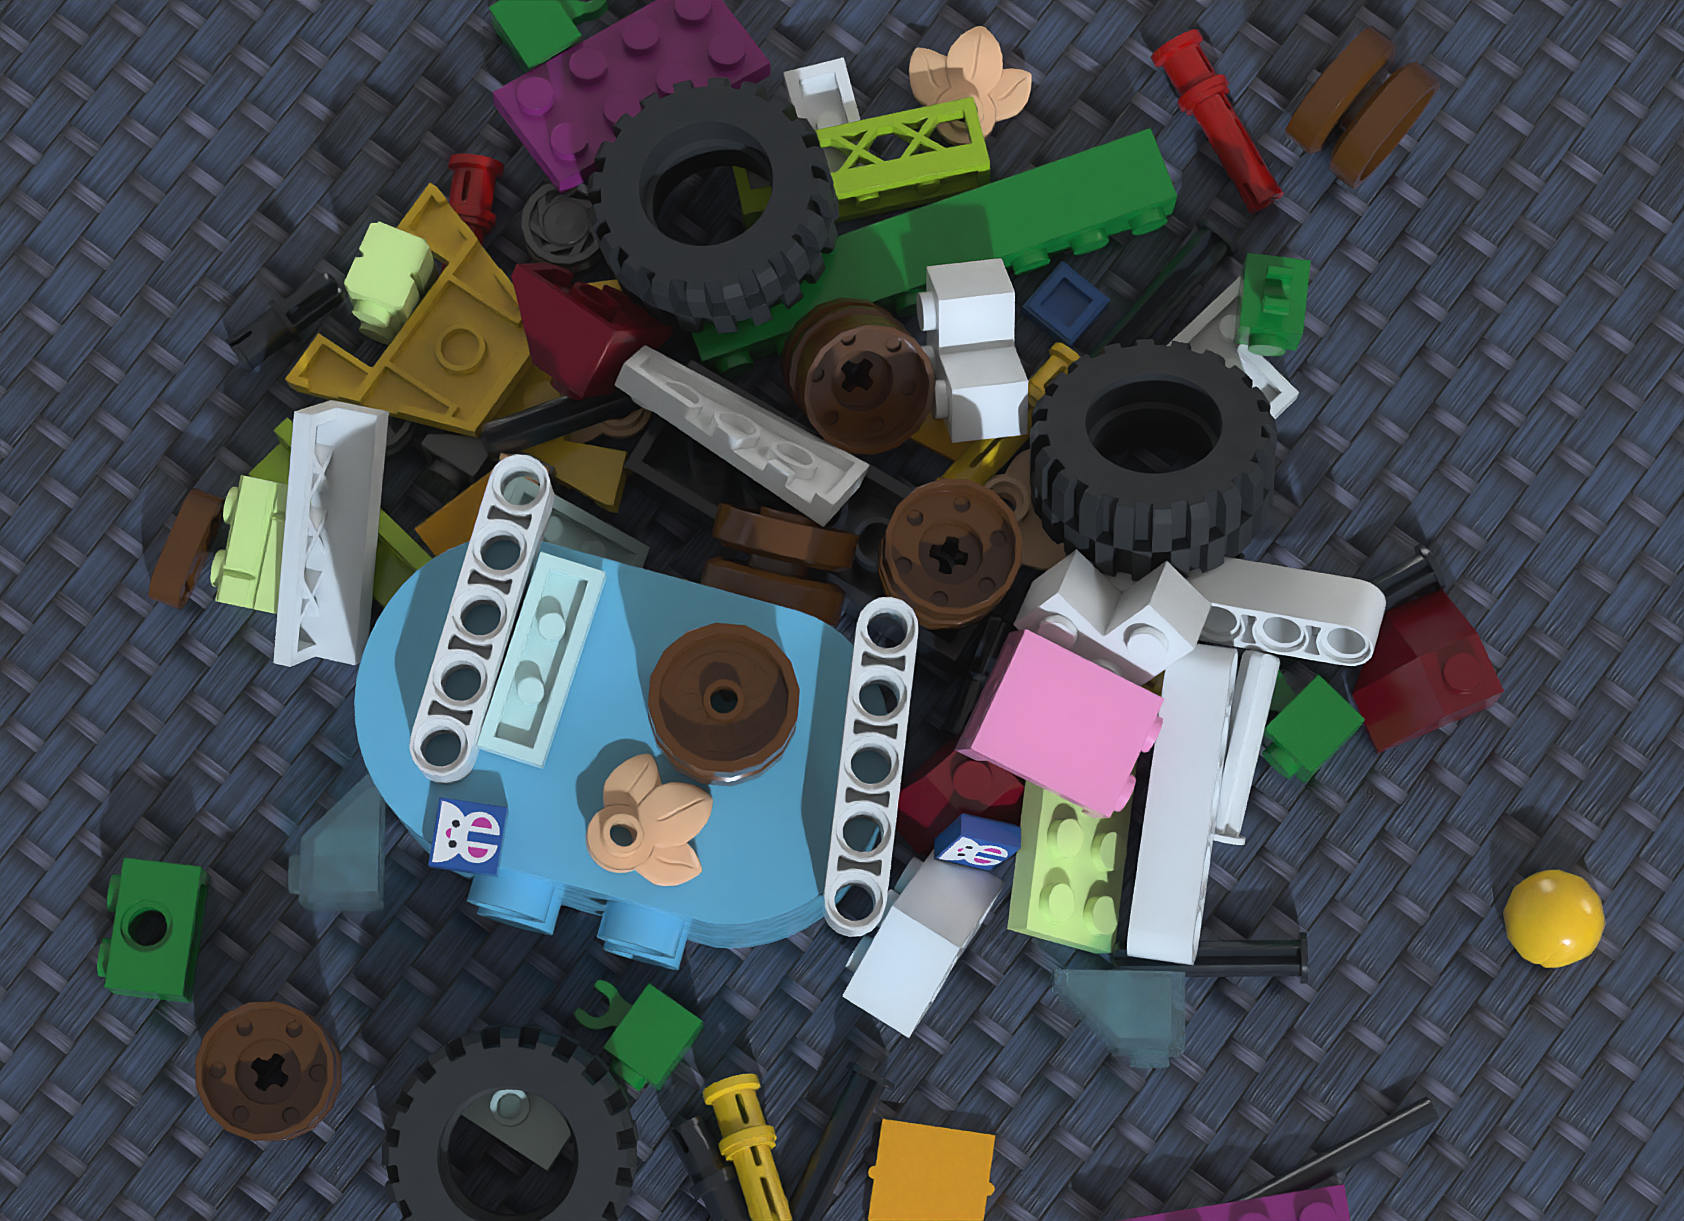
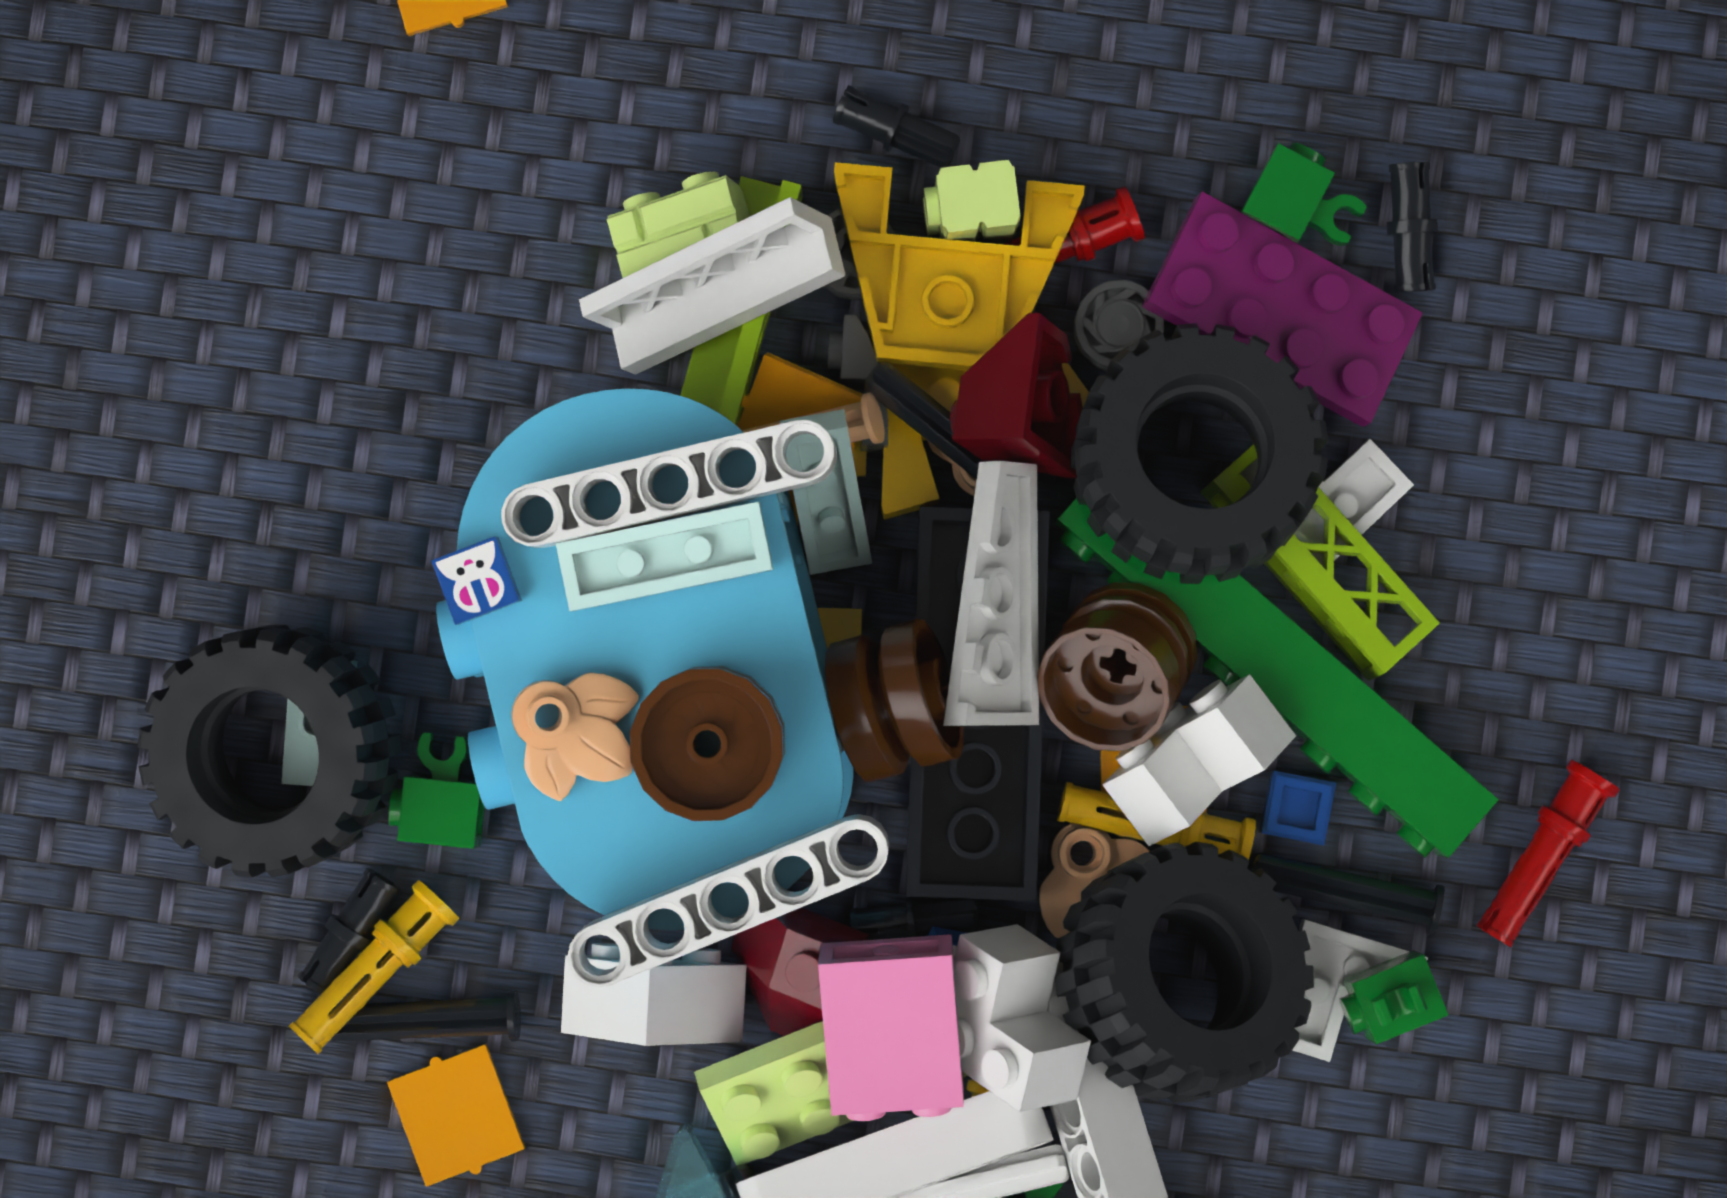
camera: 65 degrees right, 10 degrees up
(169, 966) = (336, 333): green brick -> none
(187, 548) = (644, 162): reddish brown beam -> none
(232, 1084) = (189, 512): reddish brown wheel -> none
(344, 855) = (441, 456): clear light blue slope -> none
(974, 71) = (1461, 604): light nougat plate -> none
(977, 842) = (758, 1003): blue tile -> none
(983, 539) = (966, 879): reddish brown wheel -> none
(1355, 101) = (1625, 981): reddish brown wheel -> none

